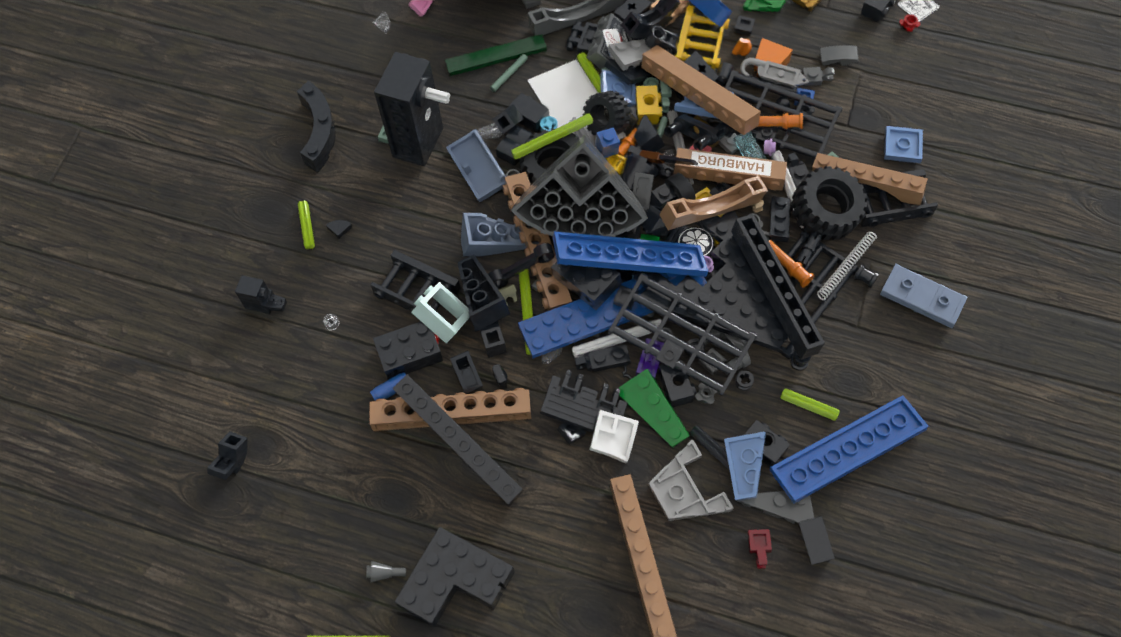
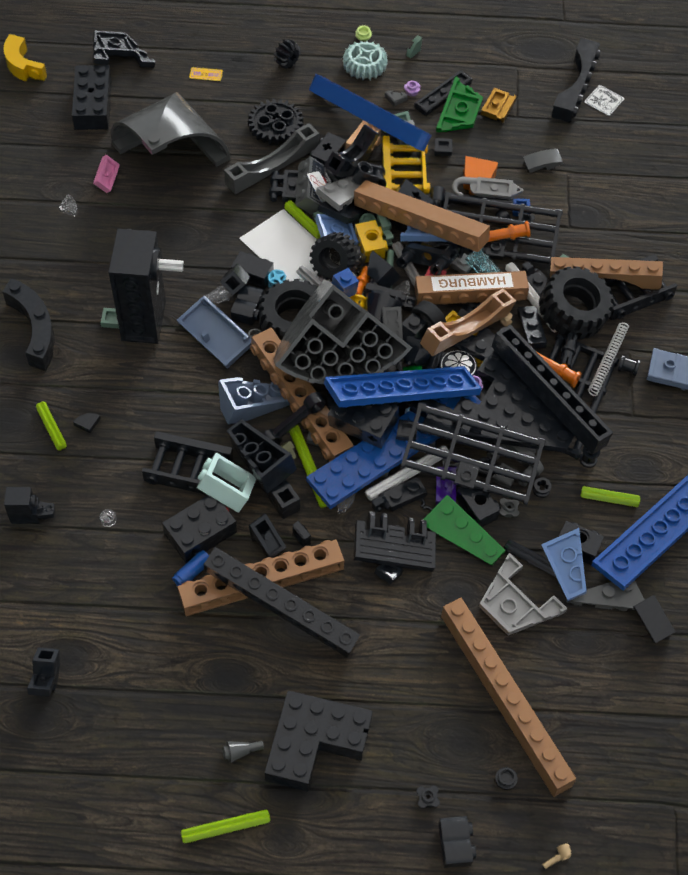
camera: 20 degrees left, 5 degrees down
(495, 55) = (201, 217): dark green tile -> none
(508, 73) = (216, 237): sand green bar -> none
(552, 136) = (288, 287): lime axle -> none
(614, 435) = (433, 565): white plate -> none
(656, 157) = (401, 290): piece -> none
(742, 47) = (448, 168): orange plate -> none
(760, 543) = (602, 636): dark red plate -> none
(769, 147) = (502, 259): lavender plate -> none
(816, 76) = (528, 184): dark grey plate -> none
(903, 144) = (628, 235): medium blue plate -> none
(910, 22) = (601, 117): red plate -> none

